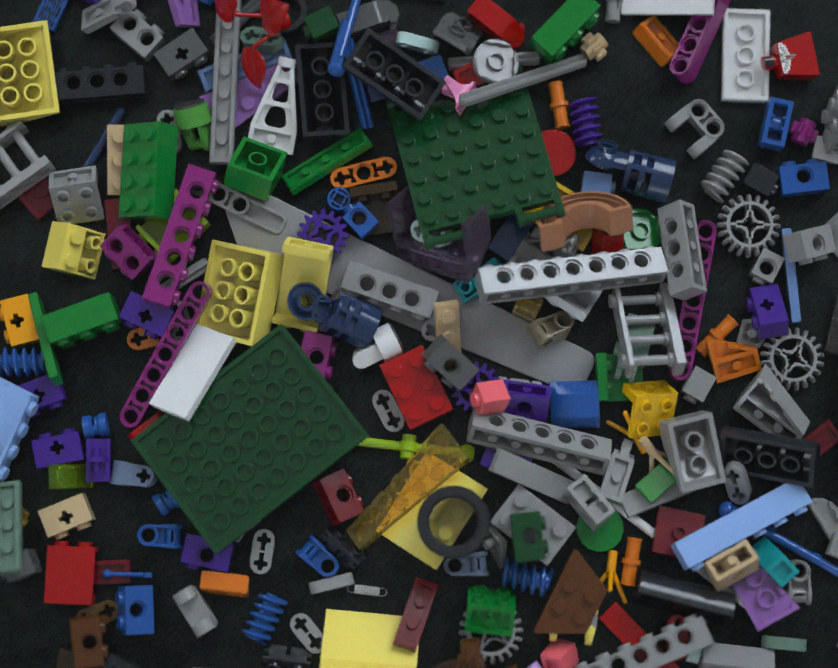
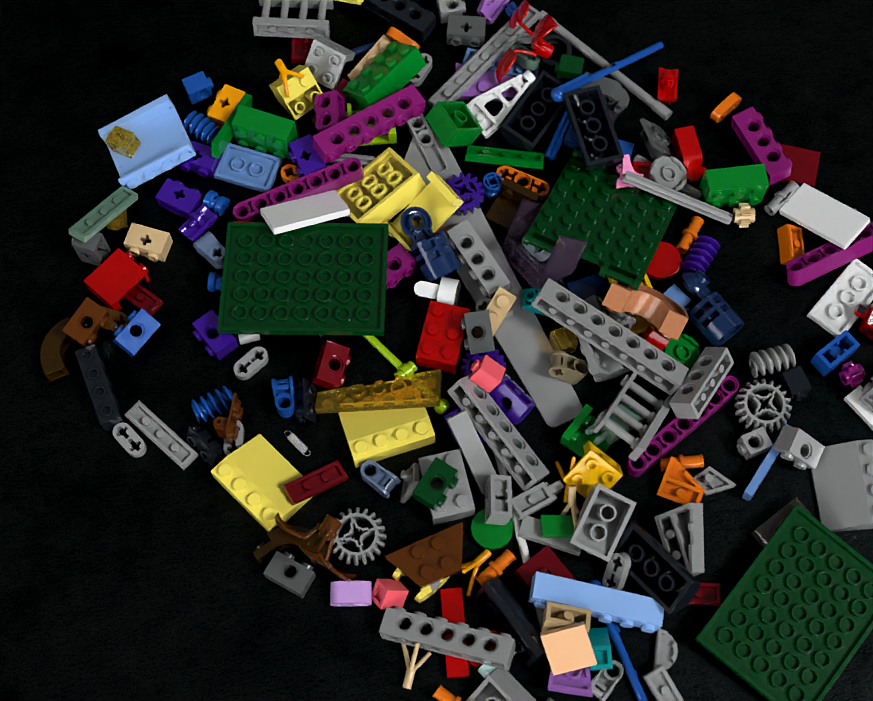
camera: 40 degrees right, 15 degrees down
(57, 251) = (284, 72): none -> light orange plant
(68, 476) = (169, 217): clear neon green tile -> none
(94, 364) = (248, 168): none -> medium blue tile
(107, 574) = (140, 297): blue hinge -> none
(131, 115) = (396, 35): none -> orange beam
(163, 535) = (198, 302): blue piece -> none
(192, 115) = (439, 66): bright green piece -> none
(195, 610) = (174, 361): light grey piece -> none
(224, 584) = (207, 362): orange slope -> none
(302, 632) = (227, 427): none -> reddish brown hinge
(331, 583) = (277, 418): light grey beam -> none
(364, 229) = (495, 212): blue brick -> none
(383, 413) = (407, 338): light grey beam -> none
(417, 43) = (624, 128): light aqua beam -> none
(474, 501) = (387, 408): black tyre -> none
(490, 610) = (366, 518): green bracket -> none
(526, 577) = (411, 519): blue piece -> none
(575, 404) = (542, 430): blue slope -> none
(697, 385) = (641, 485): light grey brick -> none
(700, 125) = (773, 303): light grey piece -> none
(753, 587) = (568, 648): none -> light nougat tile
(768, 311) = (732, 471): dark purple brick -> none
(791, 186) = (832, 415): blue brick -> none
(800, 364) = (727, 527): light grey gear -> none

